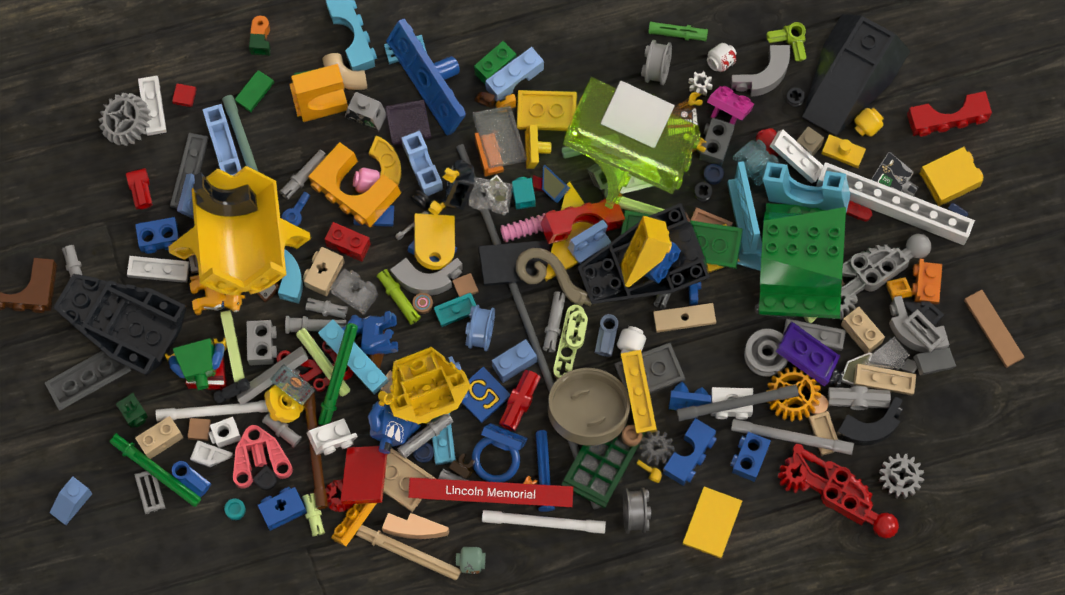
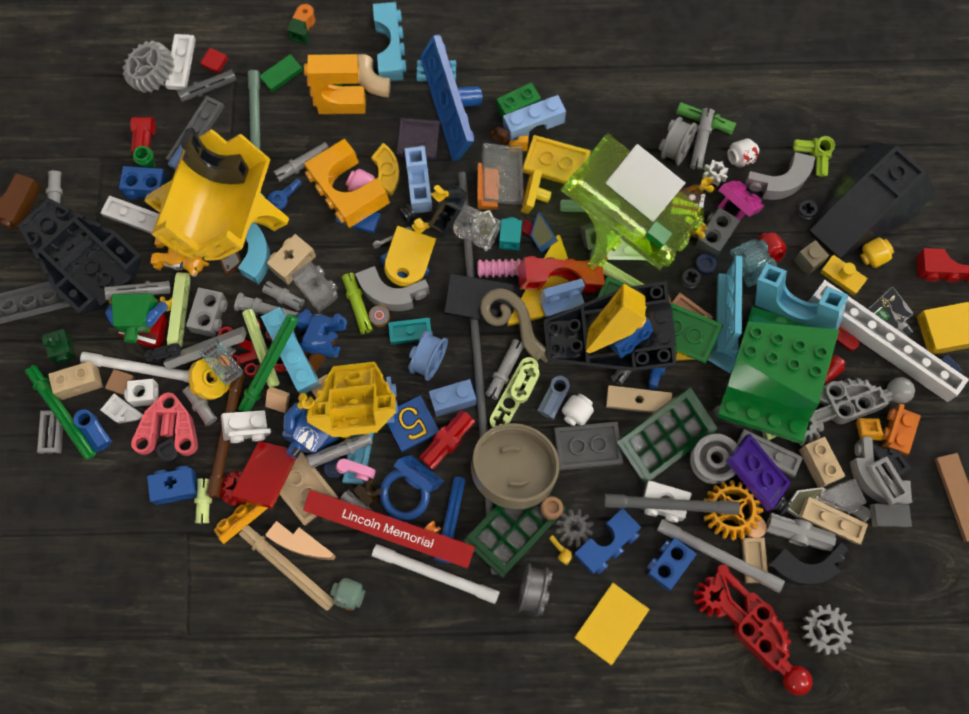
camera: 15 degrees right, 0 degrees up
(152, 210) = (144, 157): none -> green cone
(185, 123) = (228, 78): none -> dark grey pin
(195, 335) = (145, 288): none -> light grey pin
(222, 139) = (234, 100): light blue arch -> none
(235, 509) = (127, 473): teal tile -> none
(347, 241) = (323, 236): red brick -> none
(352, 405) = (277, 399): none -> light nougat tile
(364, 111) = (376, 114): light grey torso -> none
(452, 449) = (362, 472): none -> bright pink plate
(465, 285) = (427, 309): medium nougat tile -> none
(638, 392) = (570, 464): yellow fence -> none
(662, 159) = (658, 235): none -> tile
(679, 53) = (703, 130): none -> light grey pin
(682, 398) = (615, 484): blue tile -> none
(717, 342) = (666, 435): none -> dark green piece
(796, 156) = (796, 267): white plate -> none
(852, 242) = (835, 368): none -> red cone

